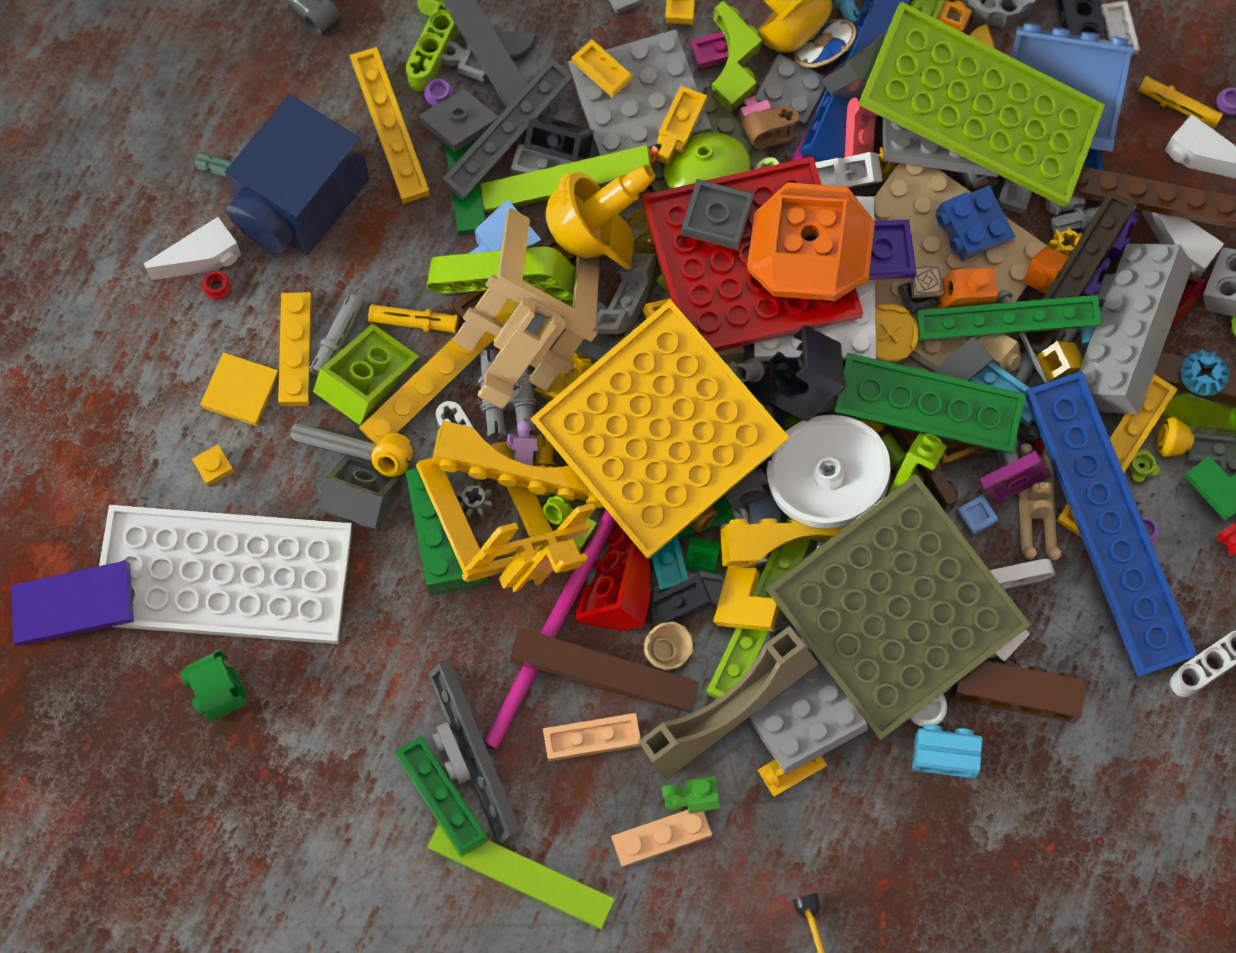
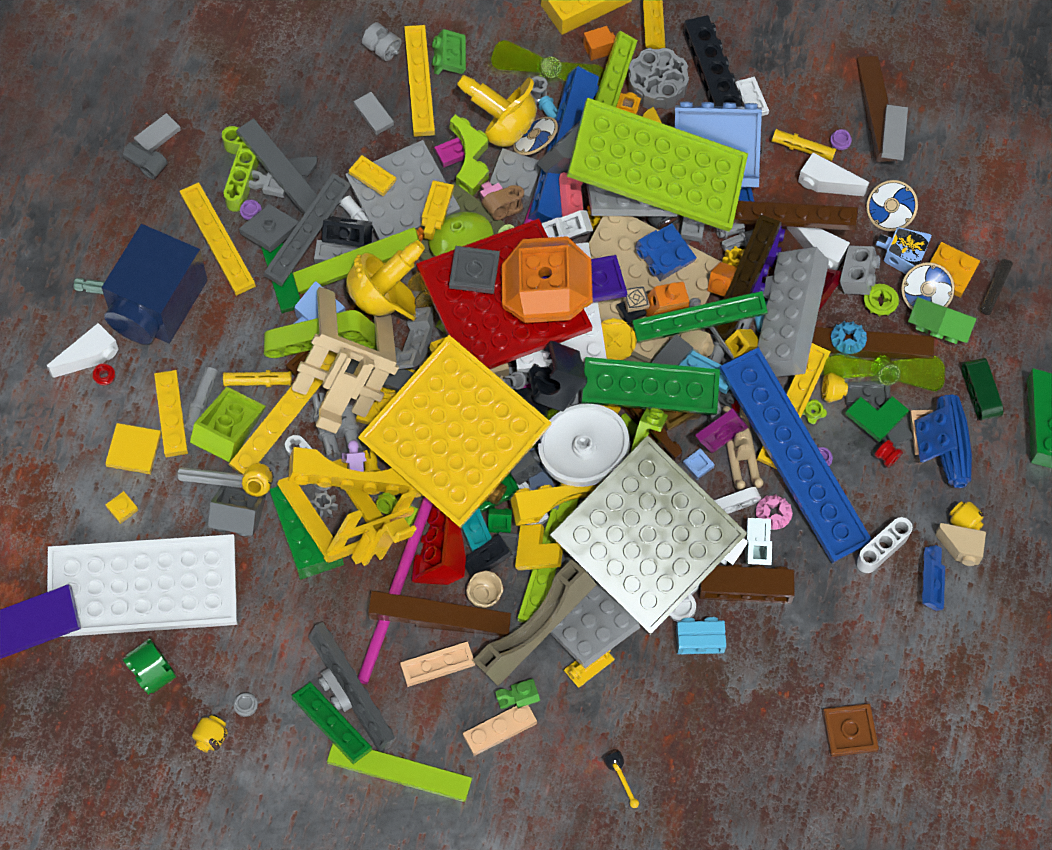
camera: 10 degrees left, 5 degrees down
(280, 786) = (210, 733): none -> yellow head
(332, 753) = (245, 704): none -> light grey plate
(571, 109) = (353, 209): none -> white axle
(1043, 643) = (759, 545): none -> light aqua brick
(1069, 609) = (785, 511): none -> bright pink gear
(1130, 910) = (850, 730): none -> dark orange tile

